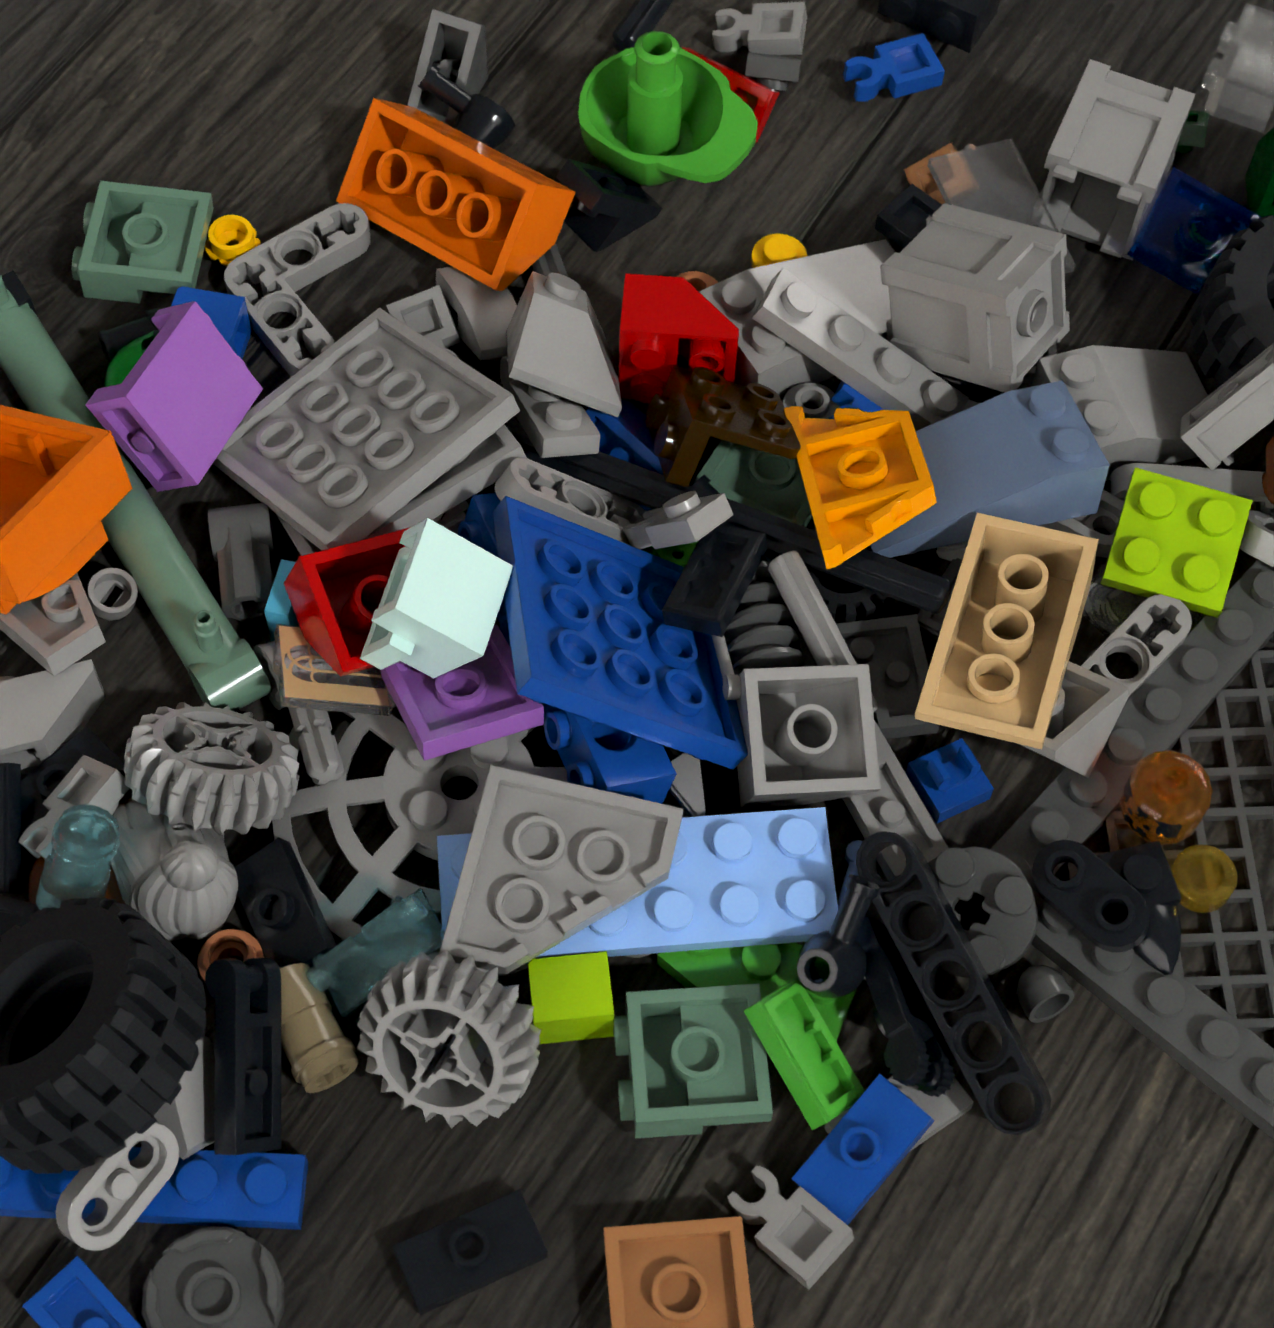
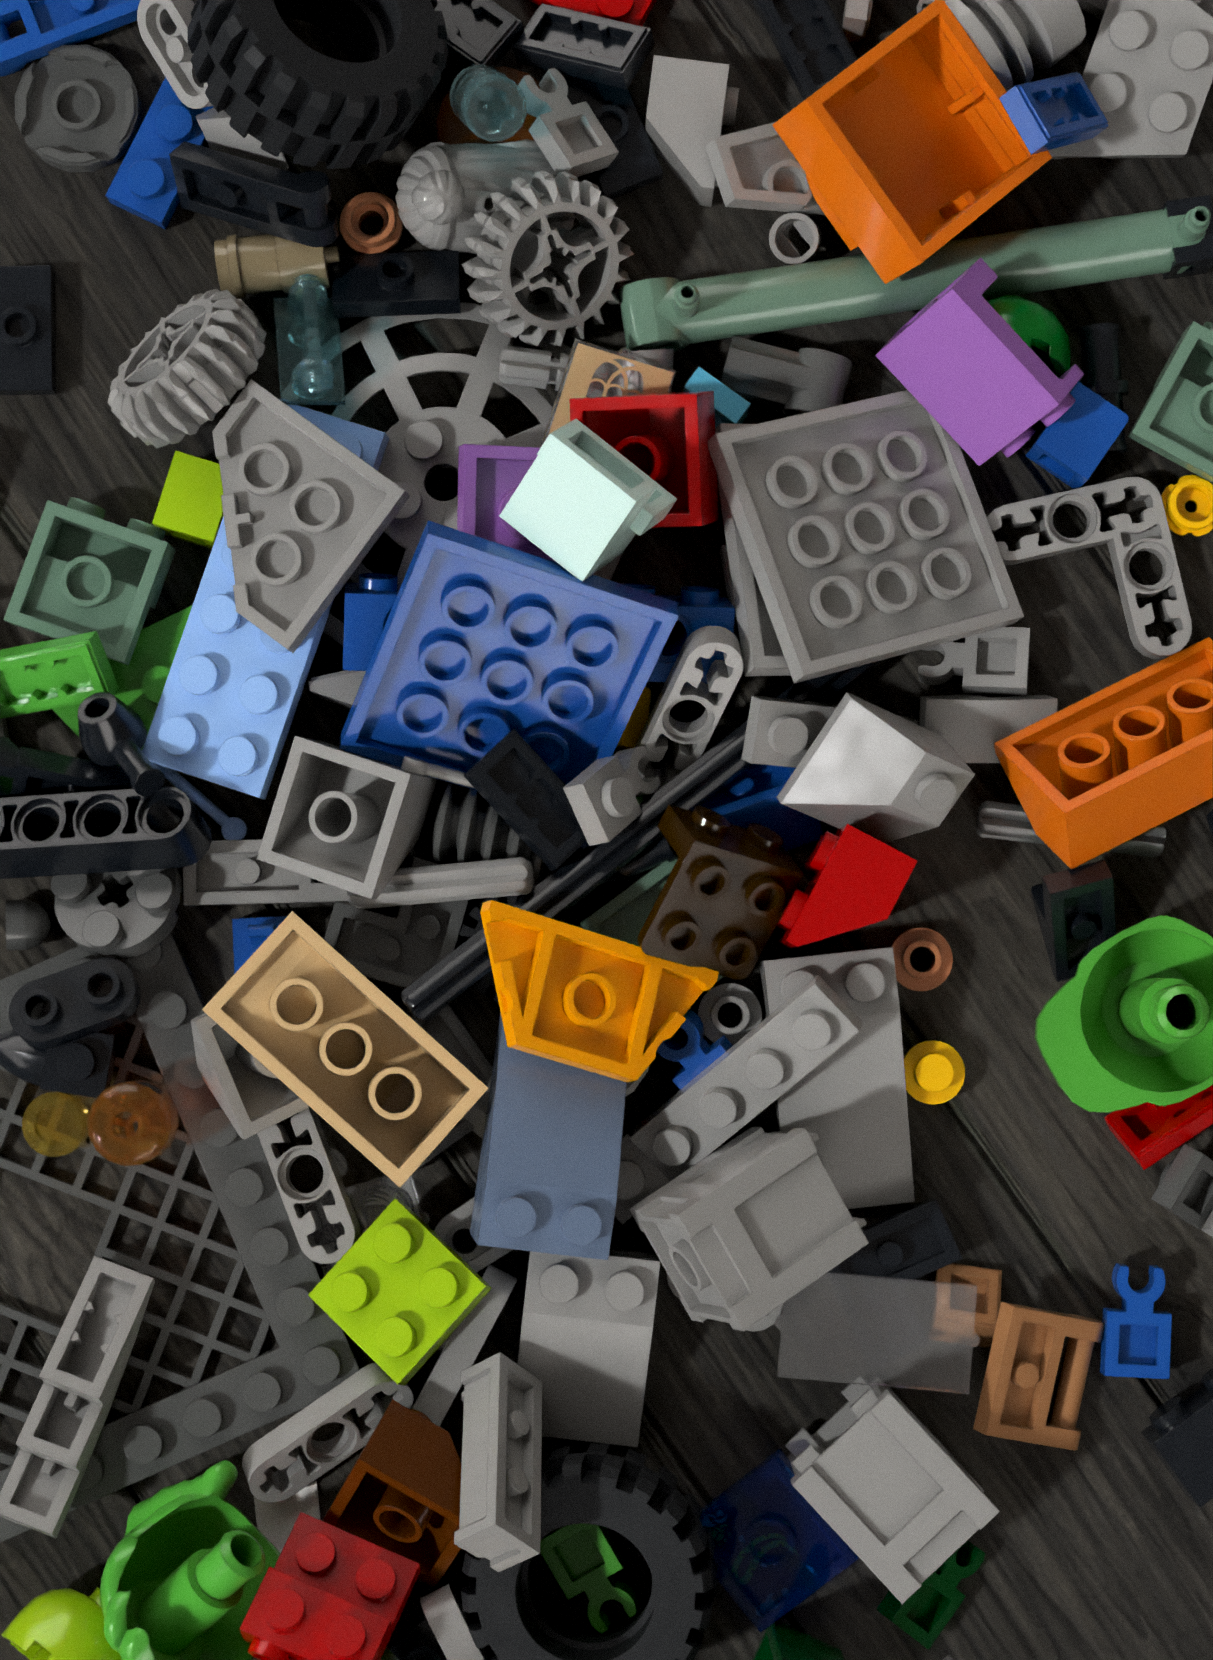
camera: 115 degrees right, 25 degrees up
(971, 111) = (1024, 1373): none -> medium nougat plate

